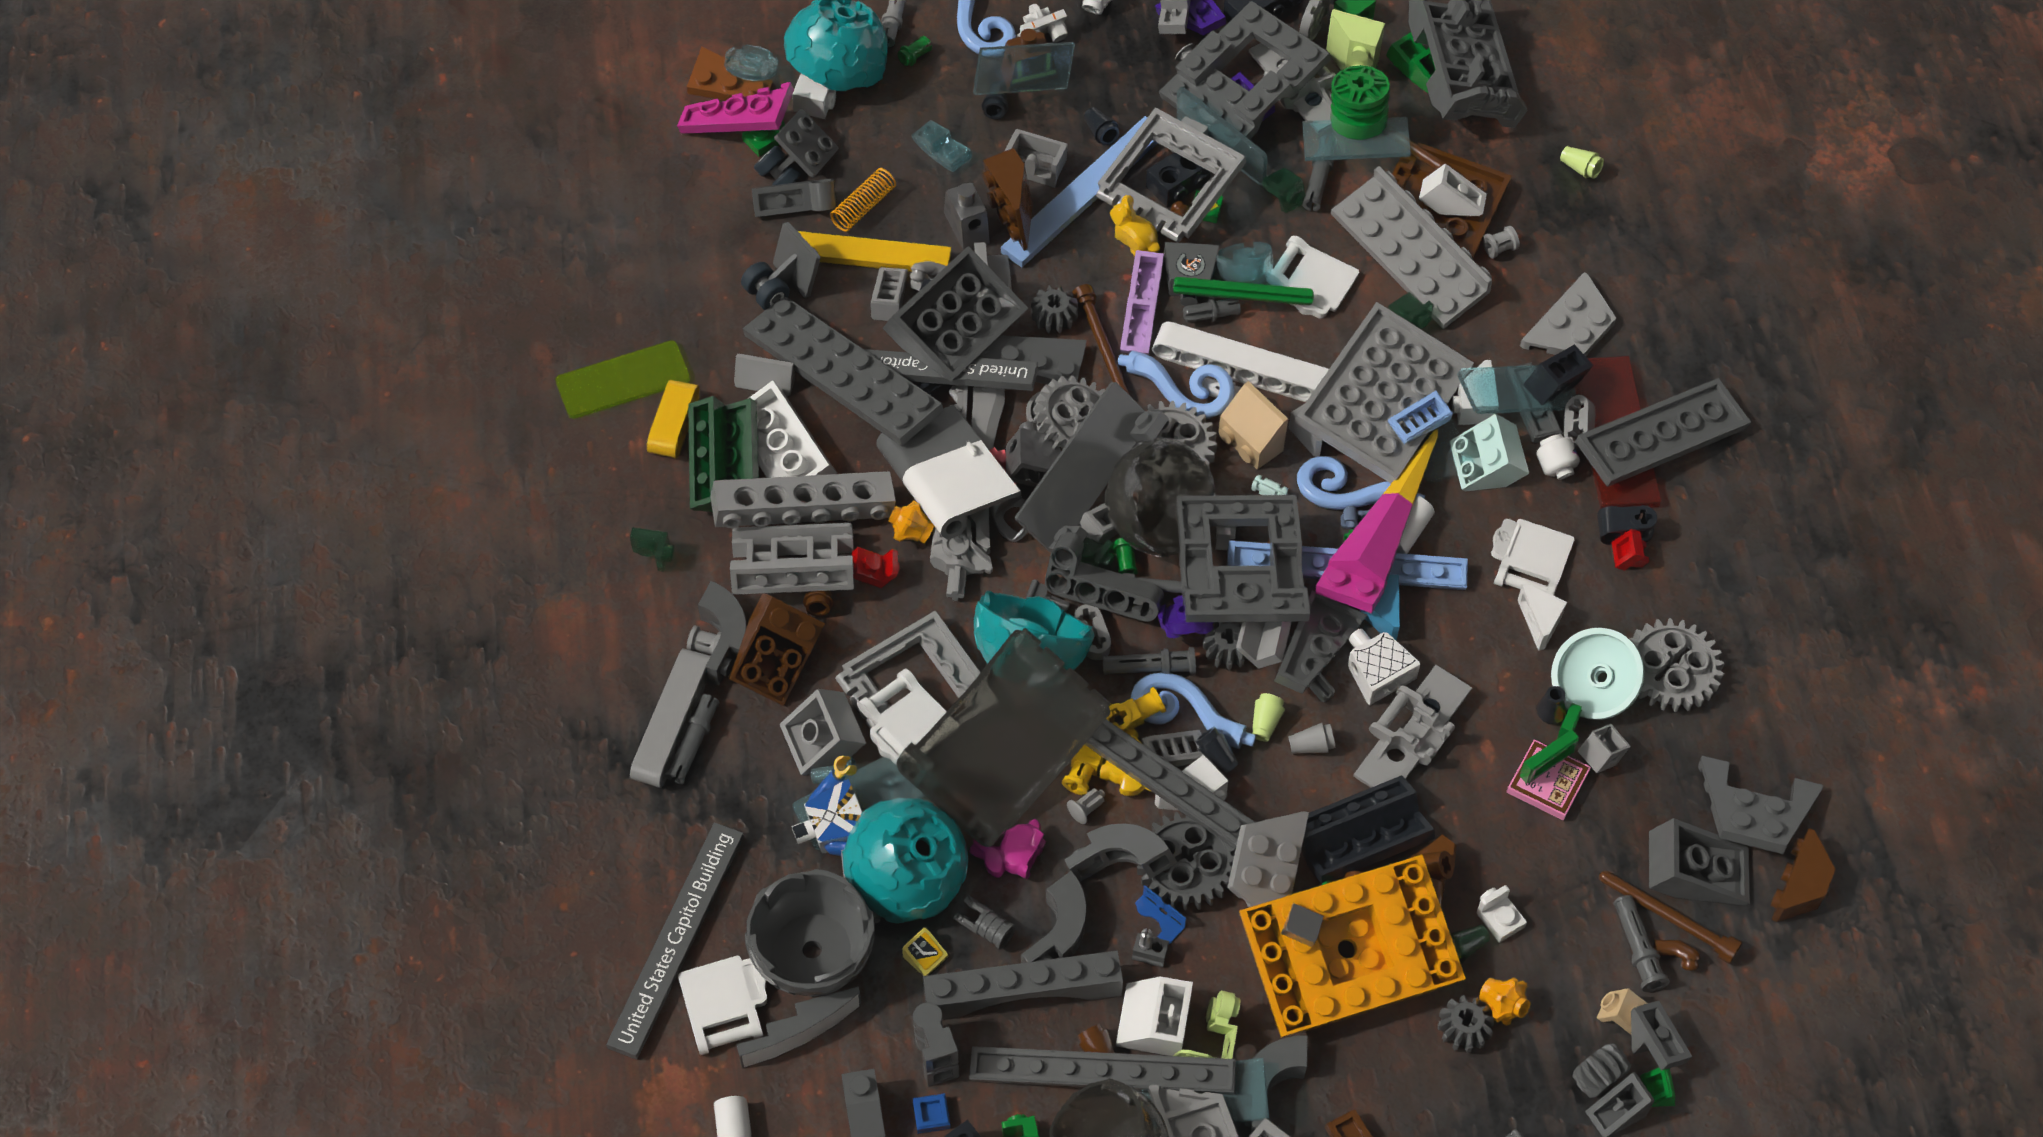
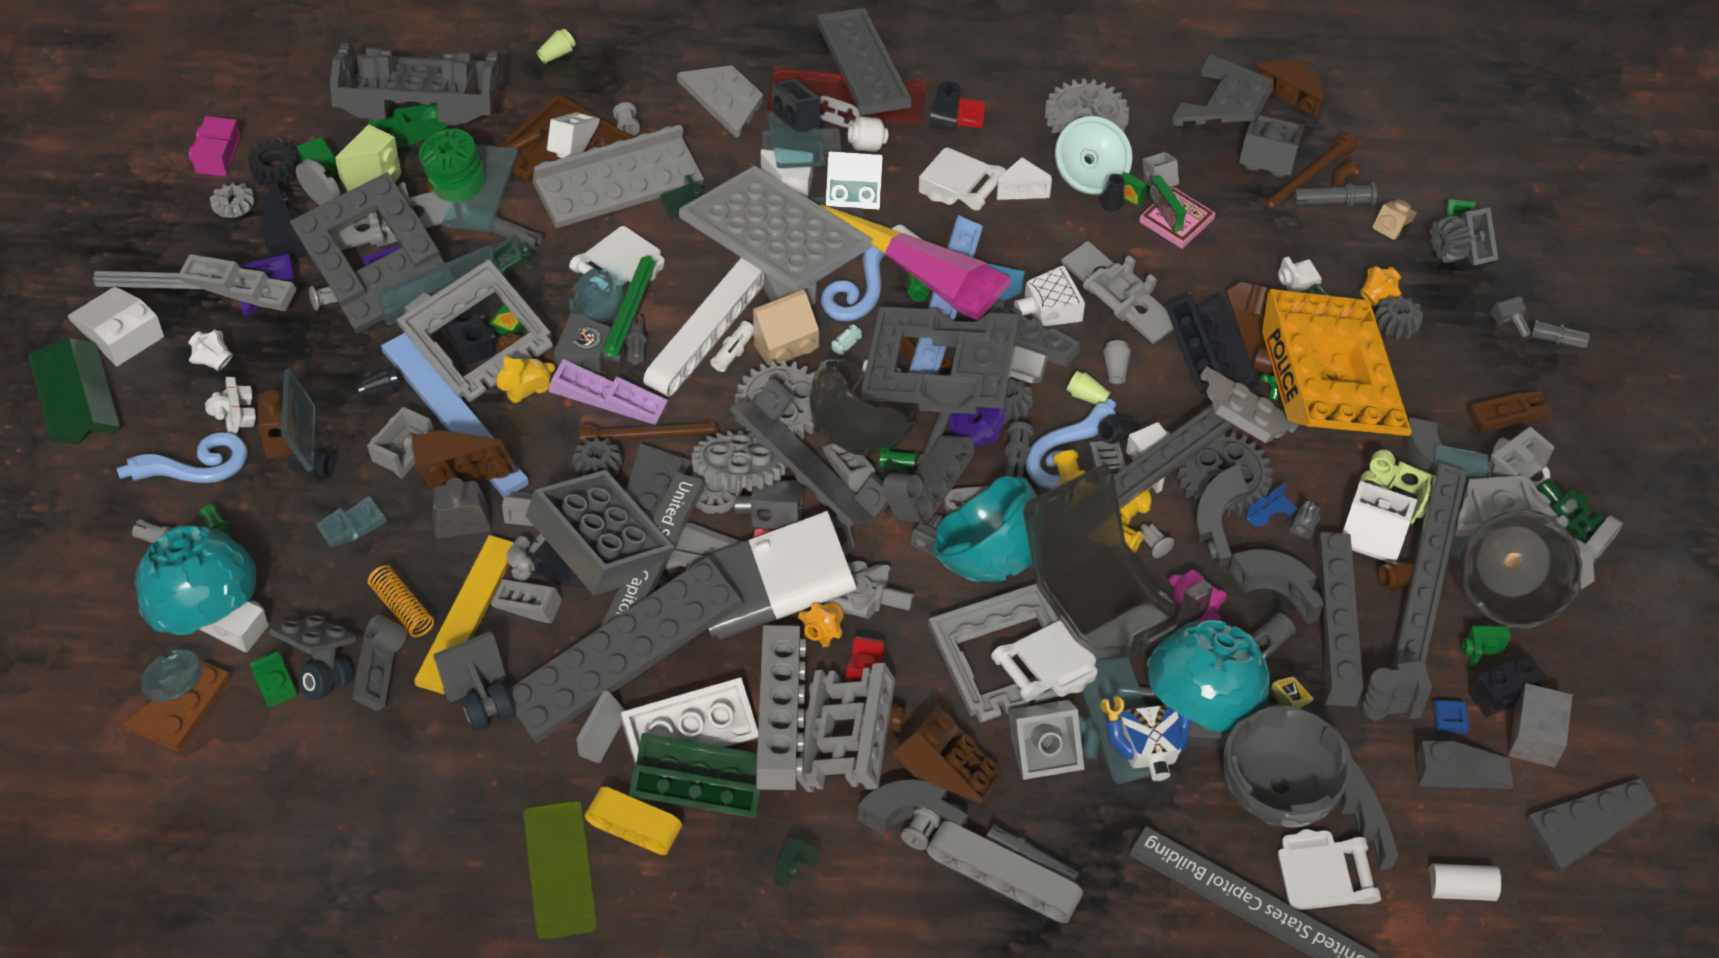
camera: 80 degrees left, 5 degrees down
(738, 113) = (250, 683): dark pink wing -> none
(1147, 366) = (689, 399): light blue plant -> none
(1302, 925) = (1332, 379): dark grey slope -> none
(1350, 517) = (891, 289): sand blue hand -> none
(1437, 405) = (814, 191): light blue slope -> none
(1656, 1033) = (1424, 195): dark grey slope -> none

